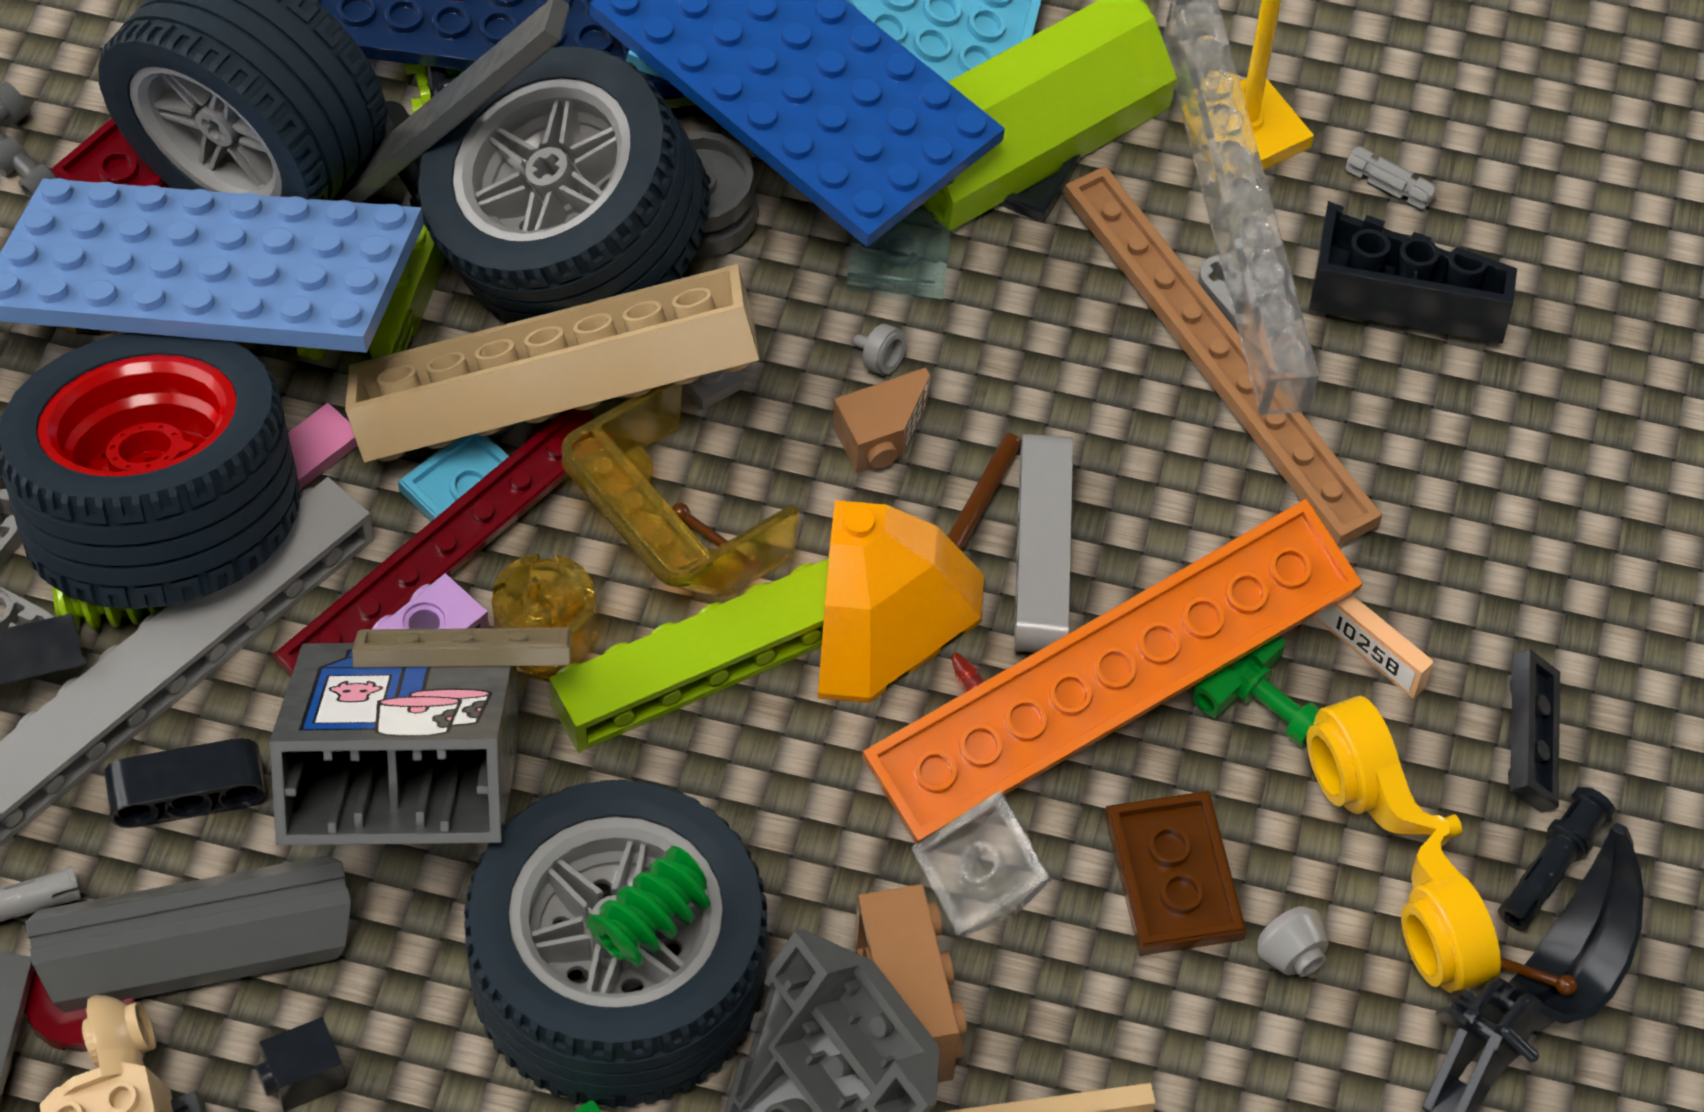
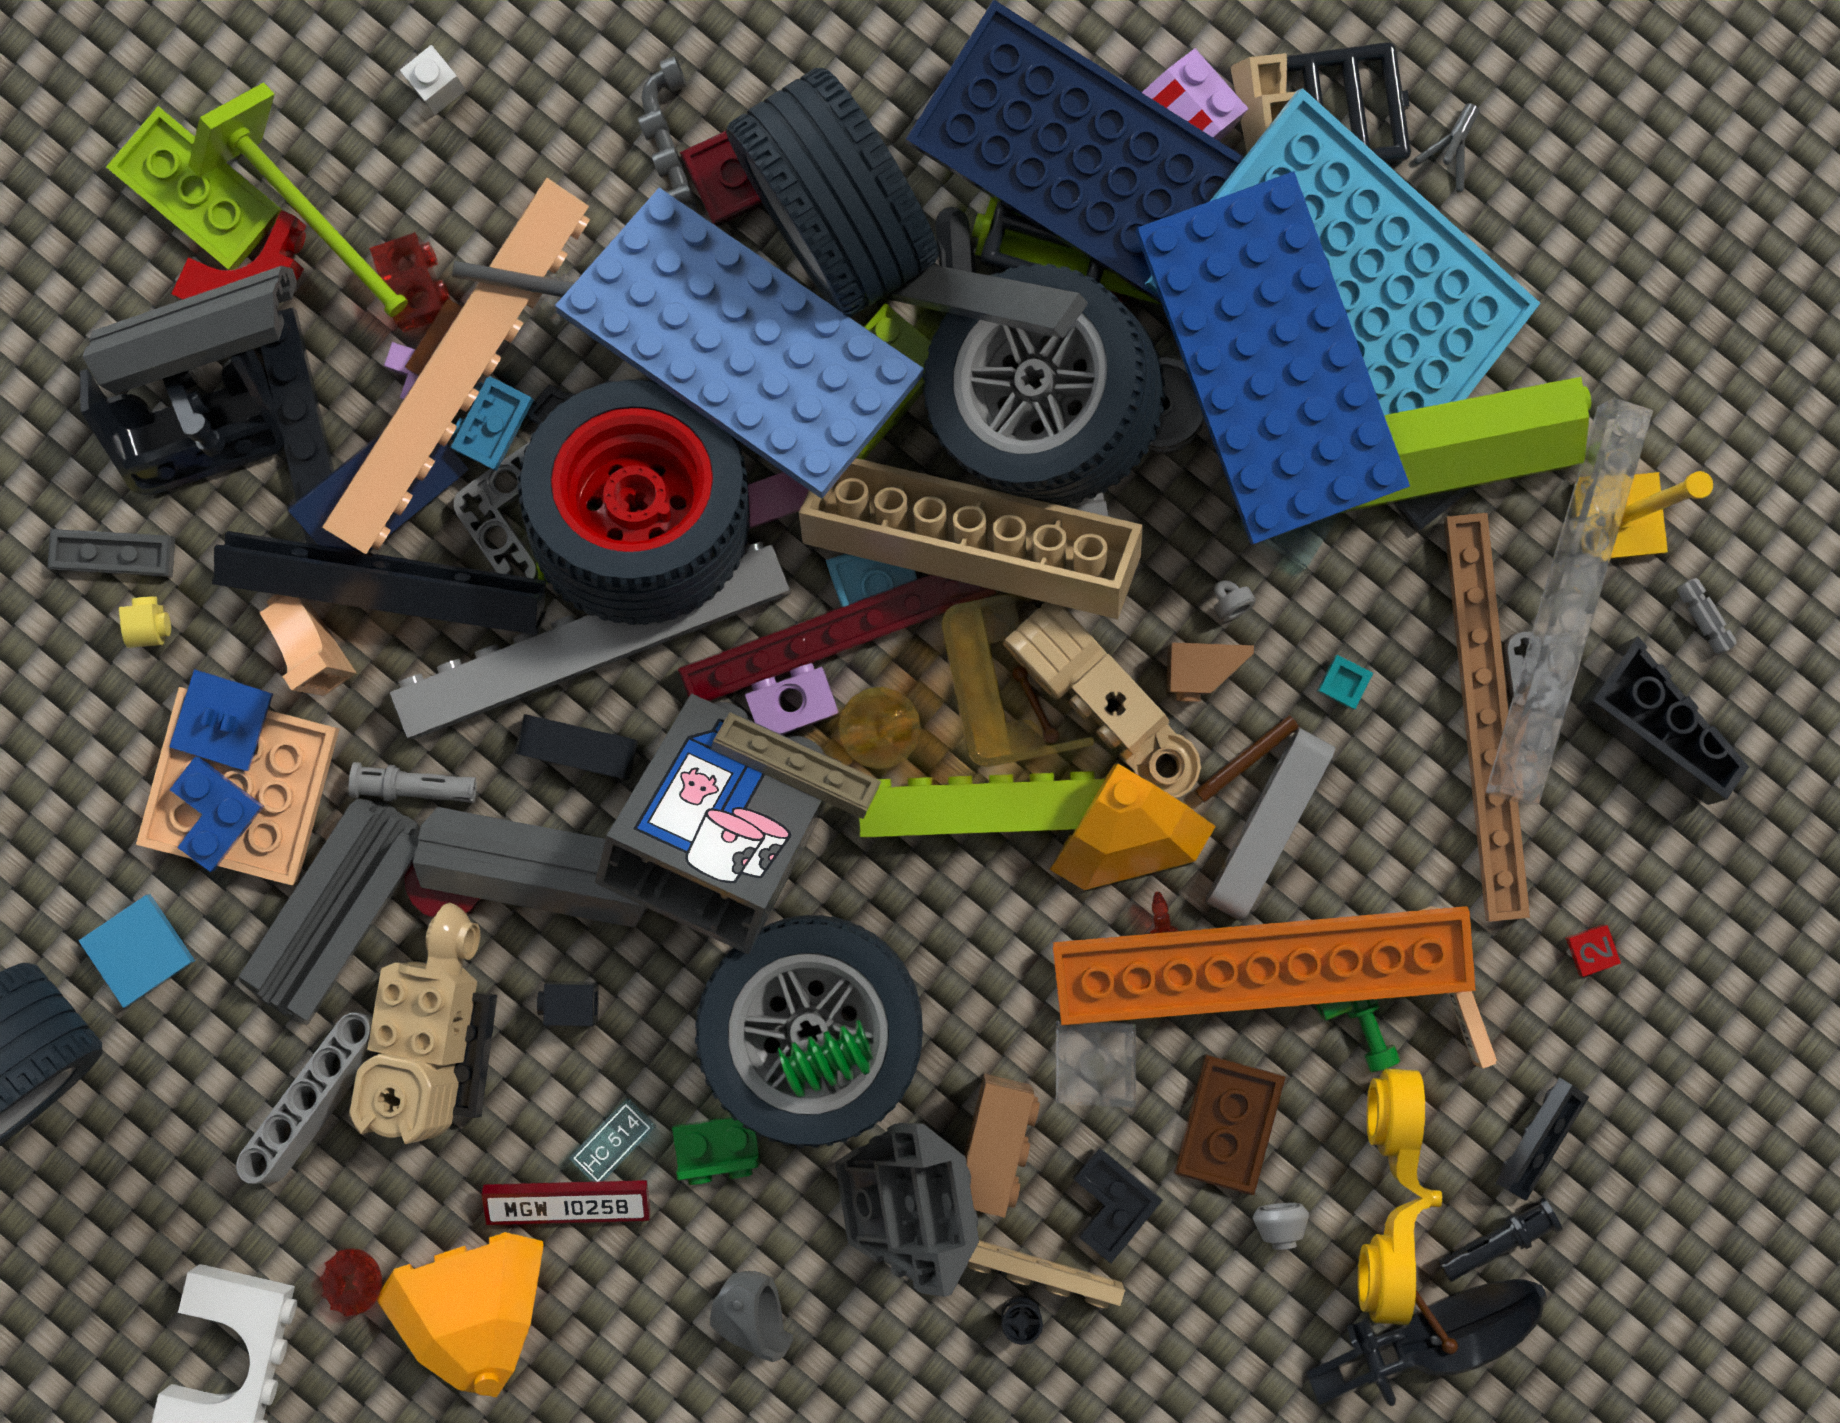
camera: 30 degrees right, 30 degrees up
(725, 455) = (1069, 660): none -> tan brick
(1046, 377) = (1344, 682): none -> teal plate
(1097, 1000) = (1124, 1208): none -> black plate
(1471, 528) = (1593, 950): none -> red tile

